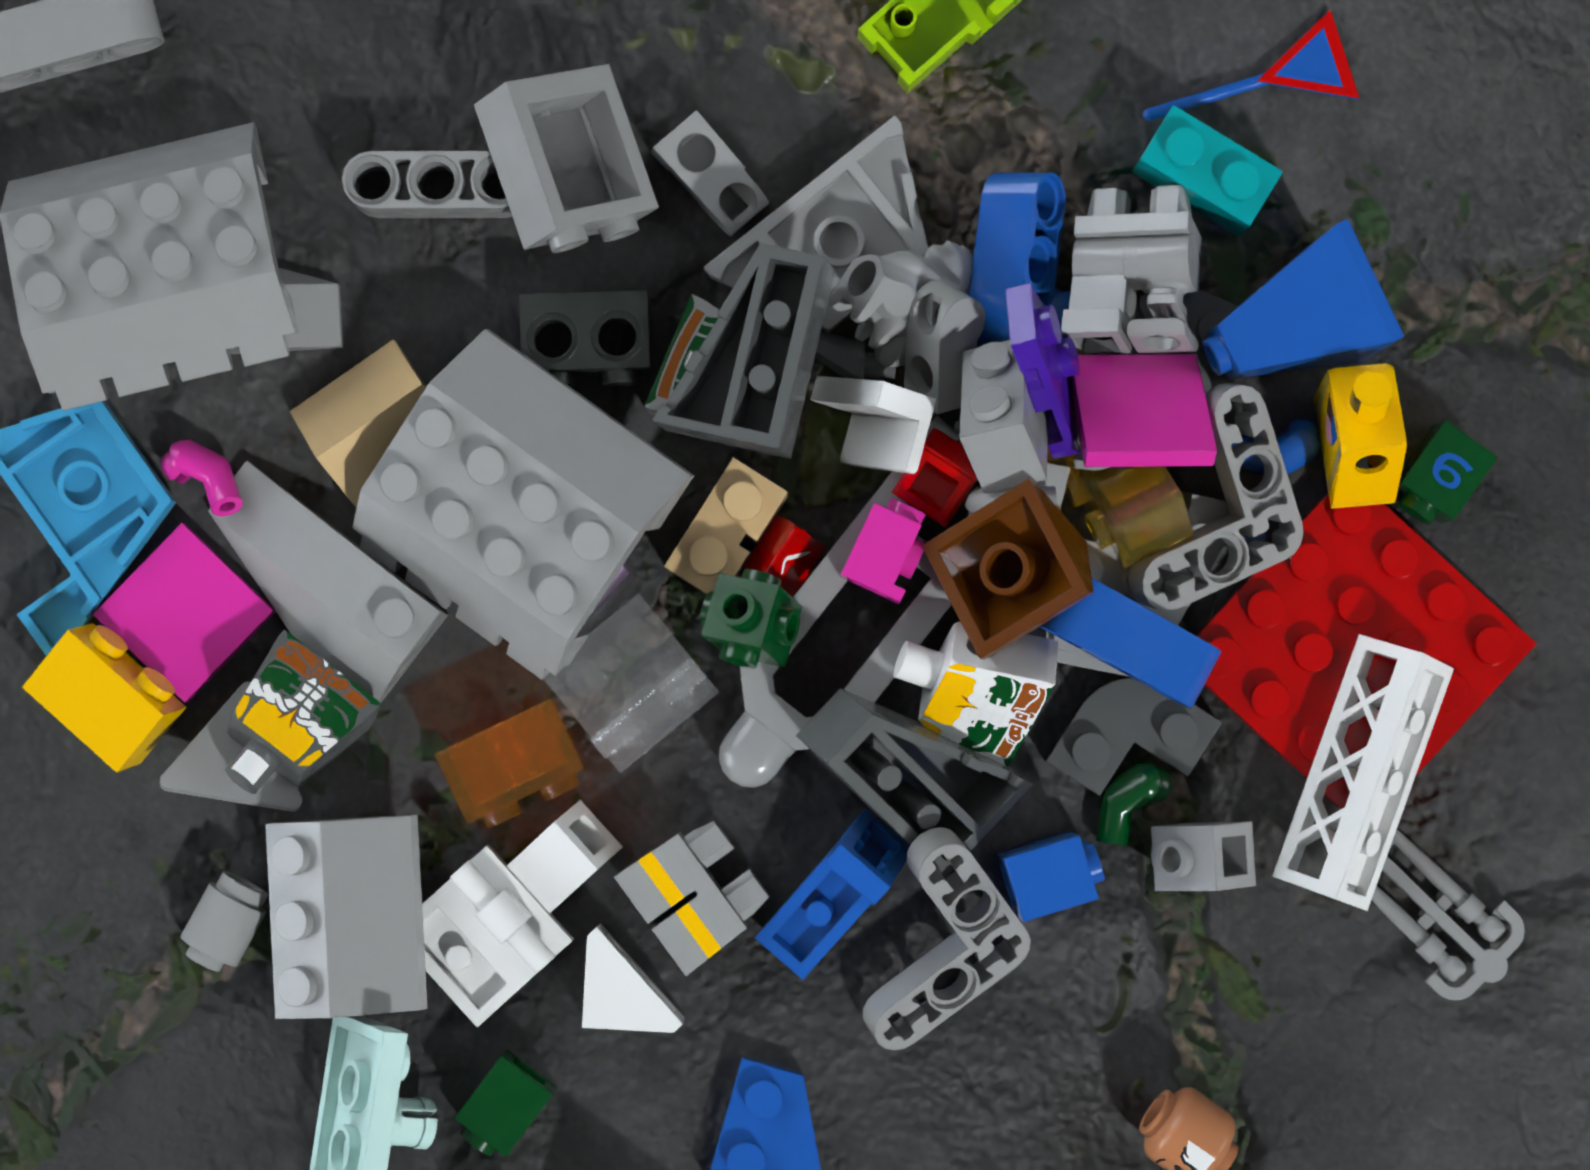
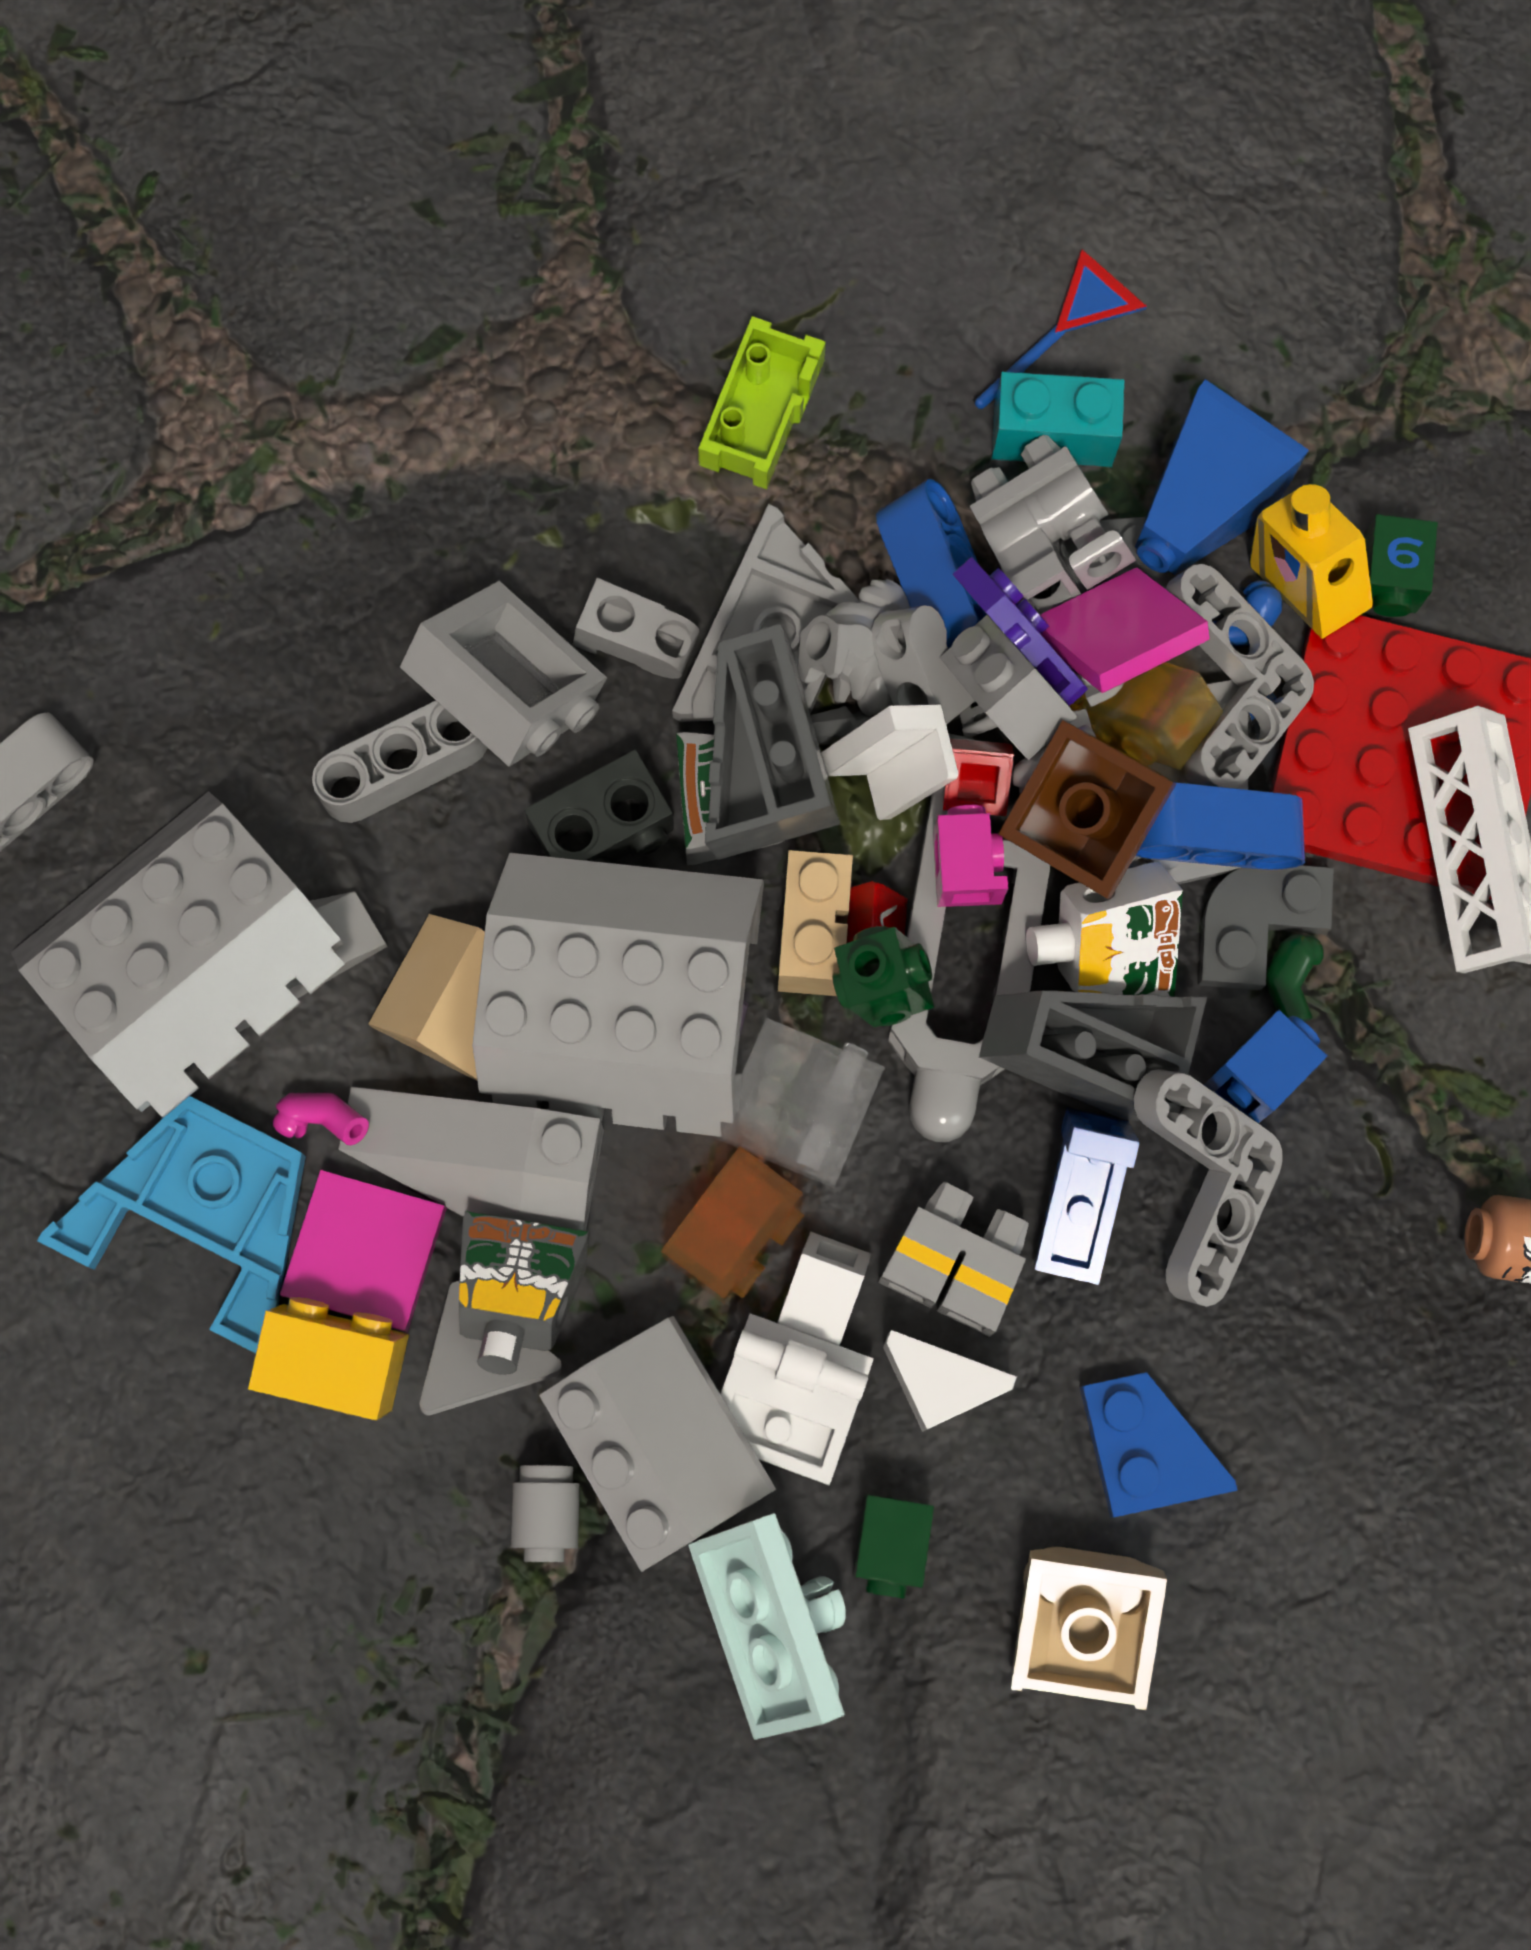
camera: 30 degrees left, 10 degrees down
(1203, 856) = (1386, 986): light grey brick -> none

